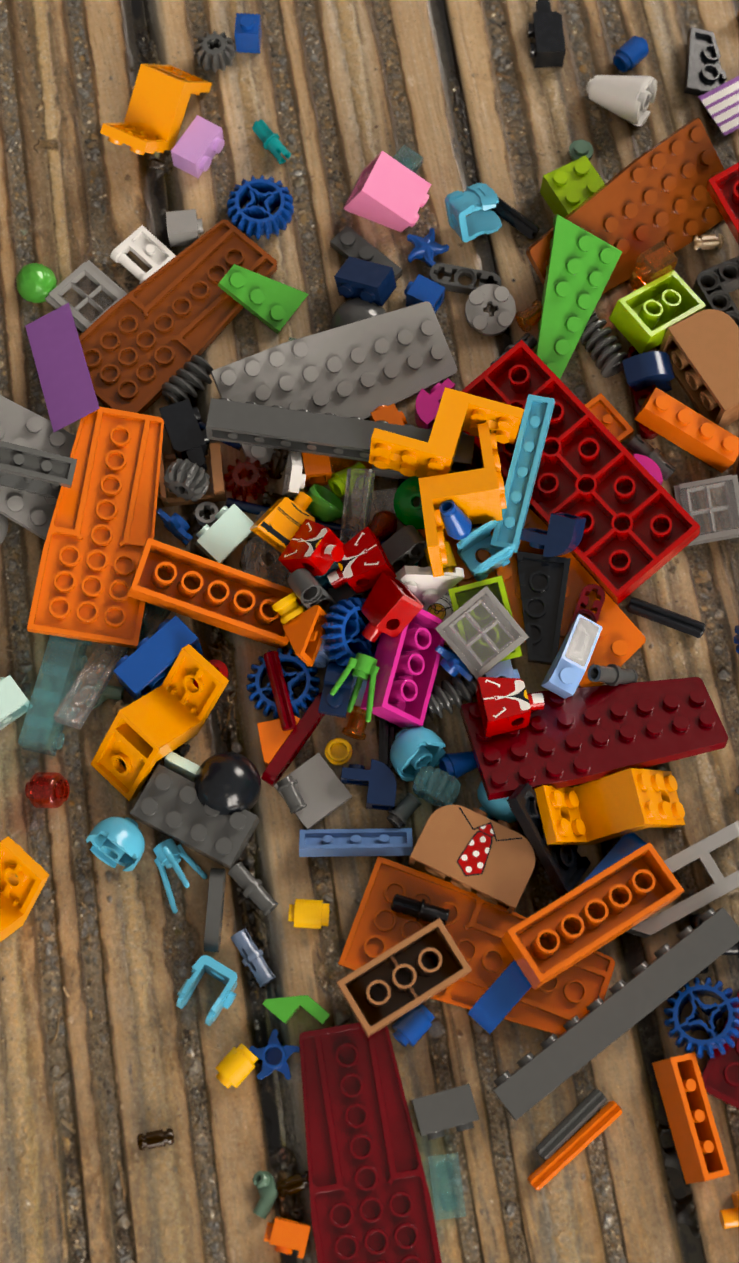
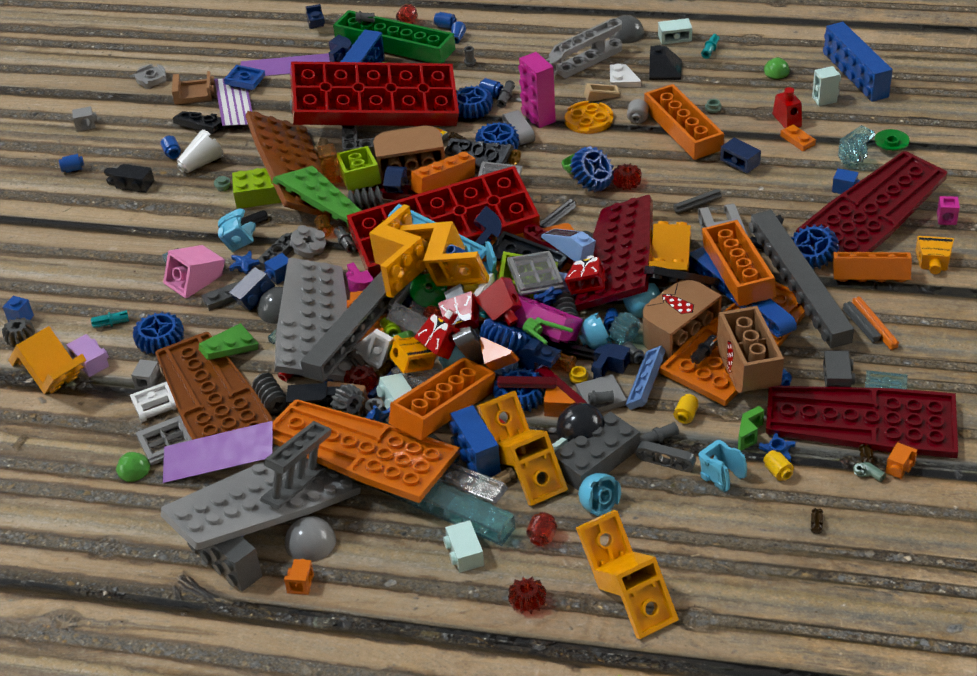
camera: 65 degrees left, 30 degrees down
(169, 855) = (618, 471): medium azure plant -> none
(253, 957) = (694, 447): sand blue pin -> none
(288, 608) = (473, 358): yellow wheel -> none

